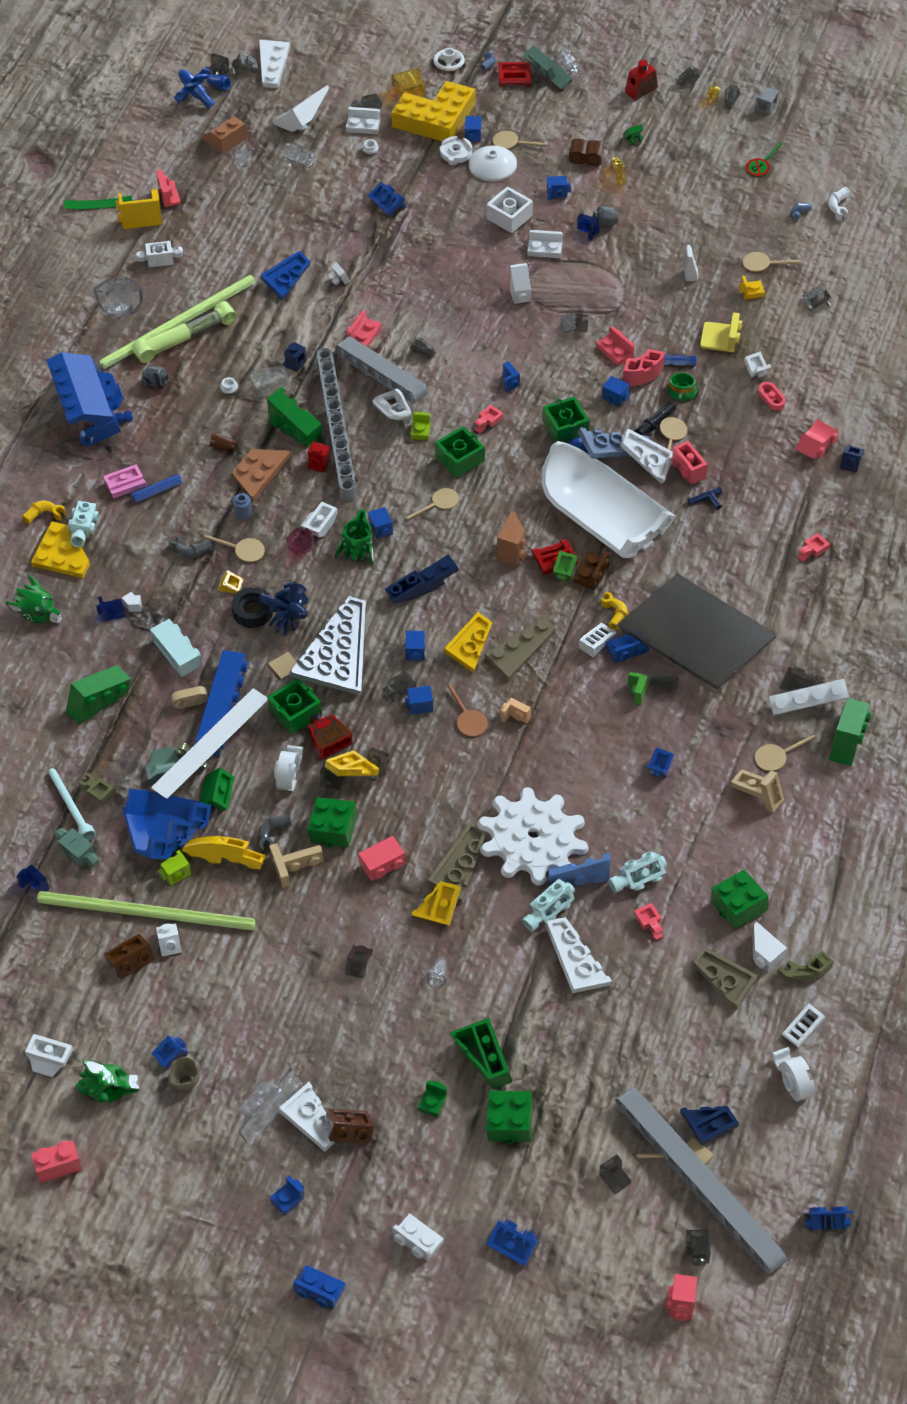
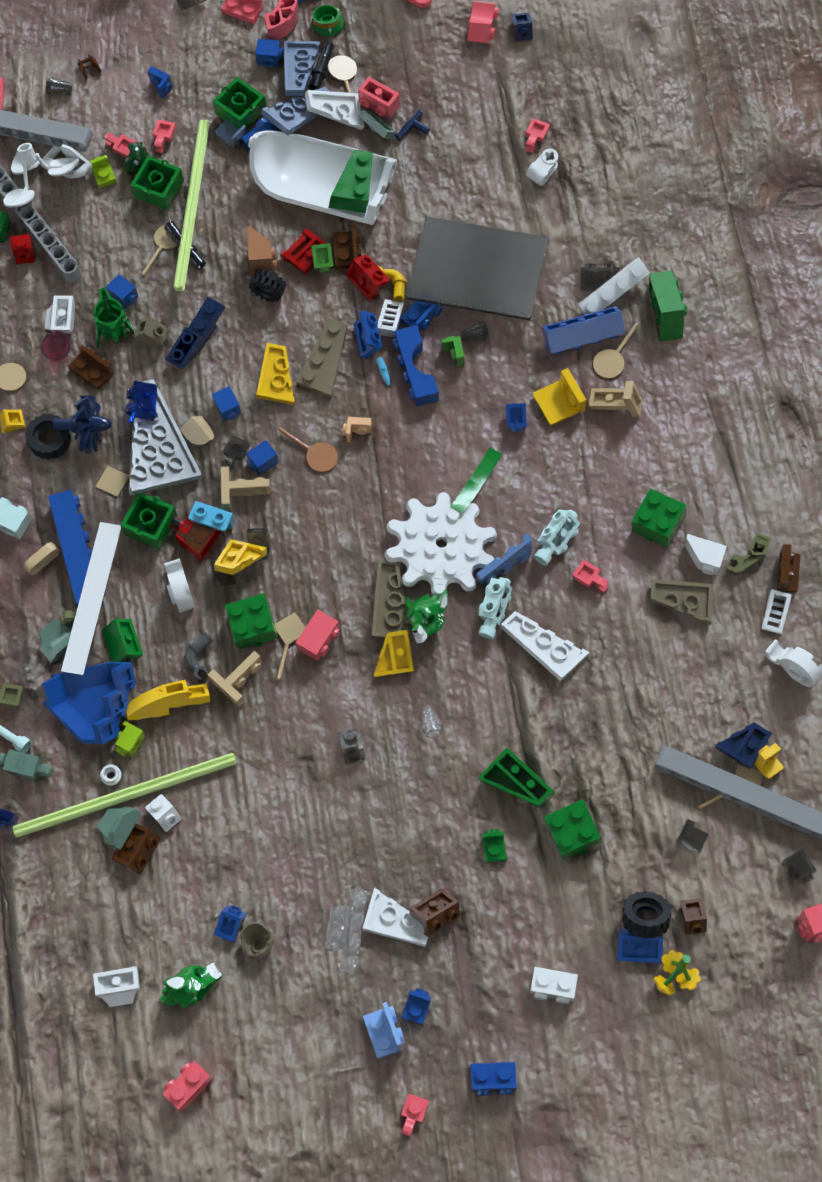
camera: 25 degrees left, 15 degrees up
(124, 930) = (117, 825): none -> sand green slope
(143, 884) = (110, 769): none -> white plate
(233, 1279) = (414, 1111): none -> coral plate
(246, 1201) = (383, 1033): none -> light blue bracket
(320, 571) = (91, 367): none -> reddish brown bracket
(345, 611) = (142, 401): none -> clear blue bracket
(349, 726) = (211, 516): none -> medium azure bracket
(358, 844) = (289, 631): none -> tan piece
(360, 391) = (26, 160): none -> white plant
(378, 655) = (197, 431): none -> tan brick
(384, 563) = (150, 332): none -> dark tan brick
(385, 714) = (240, 487): none -> tan bracket
(449, 413) = (120, 144): none -> coral plate
(451, 423) = (135, 159): none -> dark green hat
(456, 515) = (175, 234): none -> black pin
(463, 342) = (93, 63): none -> reddish brown piece
(477, 481) = (191, 206): none -> yellowish green axle
(484, 883) = (426, 611): none -> green piece
(504, 567) = (267, 285): none -> black tyre
(528, 1226) = (646, 901): none -> black tyre
(534, 1271) = (674, 964): none -> yellow plant
(545, 439) = (230, 133): none -> sand blue bracket
(566, 678) = (383, 370): none -> medium azure helmet
(568, 641) = (367, 334): none -> blue bracket
(576, 1242) = (694, 916): none -> reddish brown bracket
(592, 703) = (422, 385): none -> blue arch
(595, 596) = (366, 276): none -> red bracket
(595, 800) = (476, 480): none -> green sticker
(624, 517) = (354, 184): none -> green wedge
(635, 409) = (298, 65): none -> sand blue wing
(676, 483) = (377, 125): none -> sand green plate
(708, 766) = (560, 399): none -> yellow bracket
(721, 1144) = (768, 762): none -> yellow bracket
(761, 718) = (583, 330): none -> blue brick
(803, 575) = (543, 167): none -> white piece
(834, 994) = (788, 570): none -> reddish brown bracket

